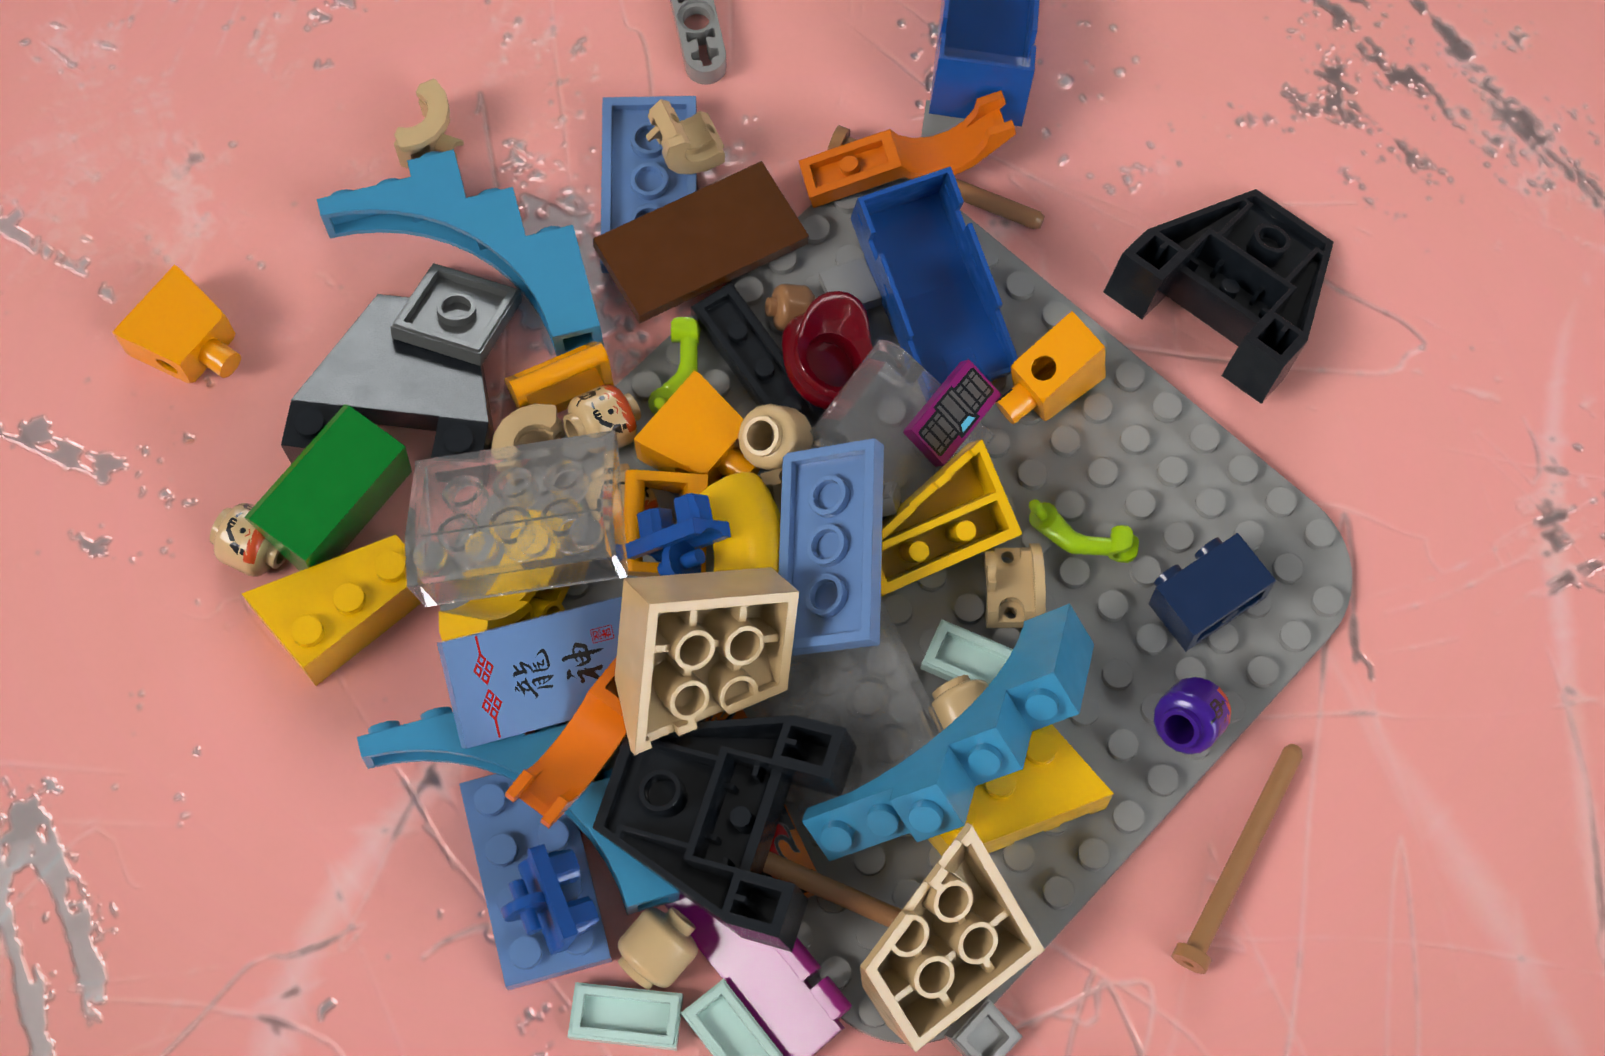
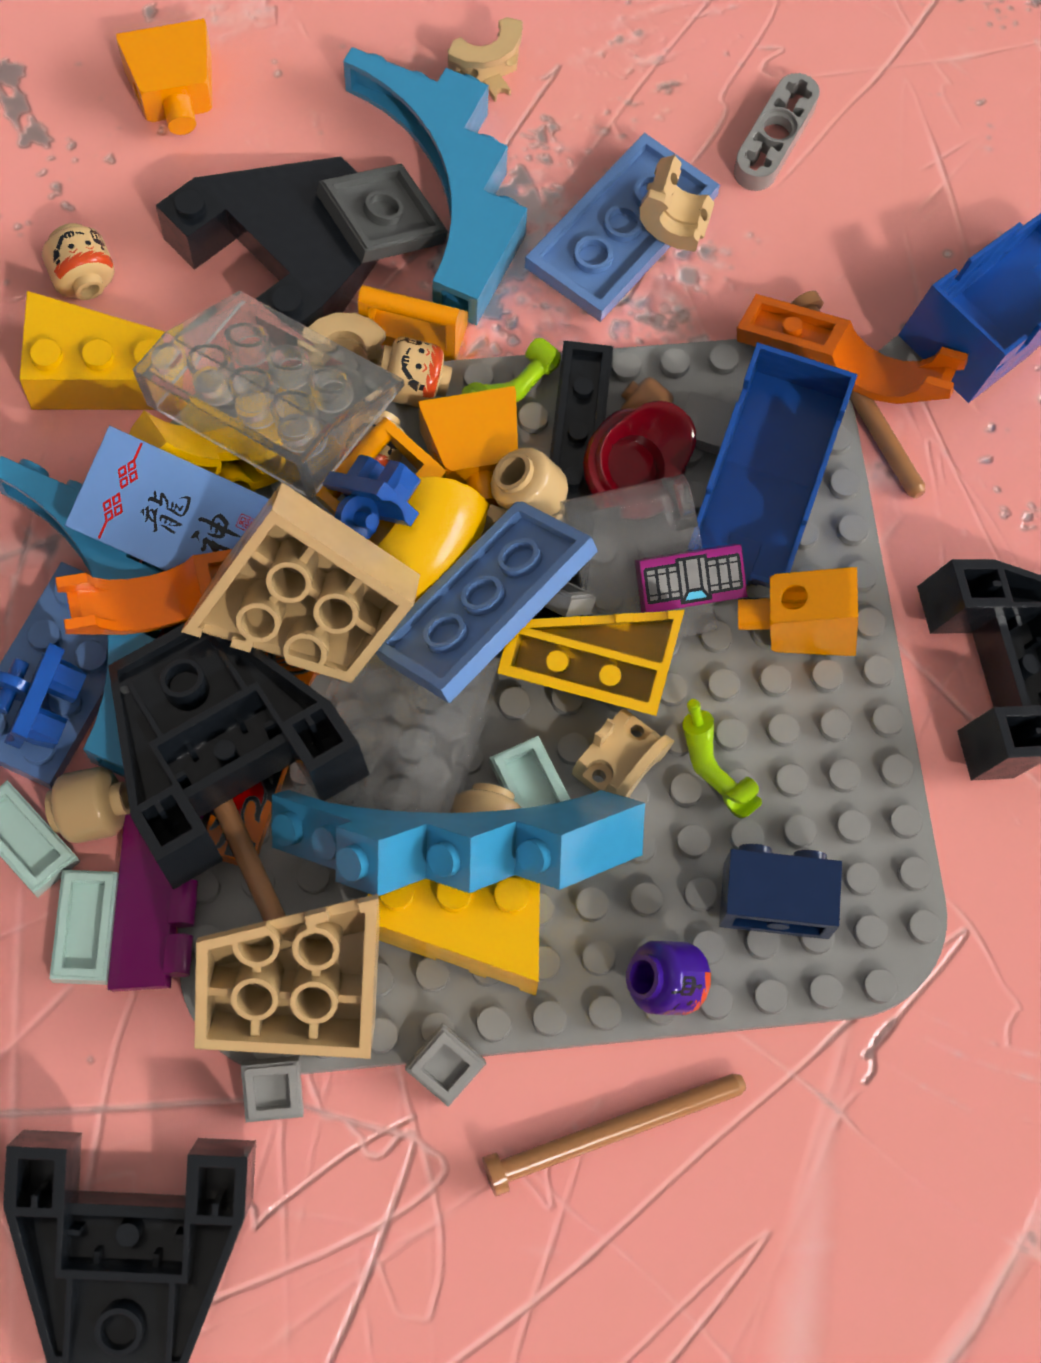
camera: 35 degrees right, 0 degrees up
(331, 490) = (160, 267): green slope -> none
(700, 241) = (618, 296): reddish brown tile -> none
(1088, 912) = (445, 1064): none -> light grey tile

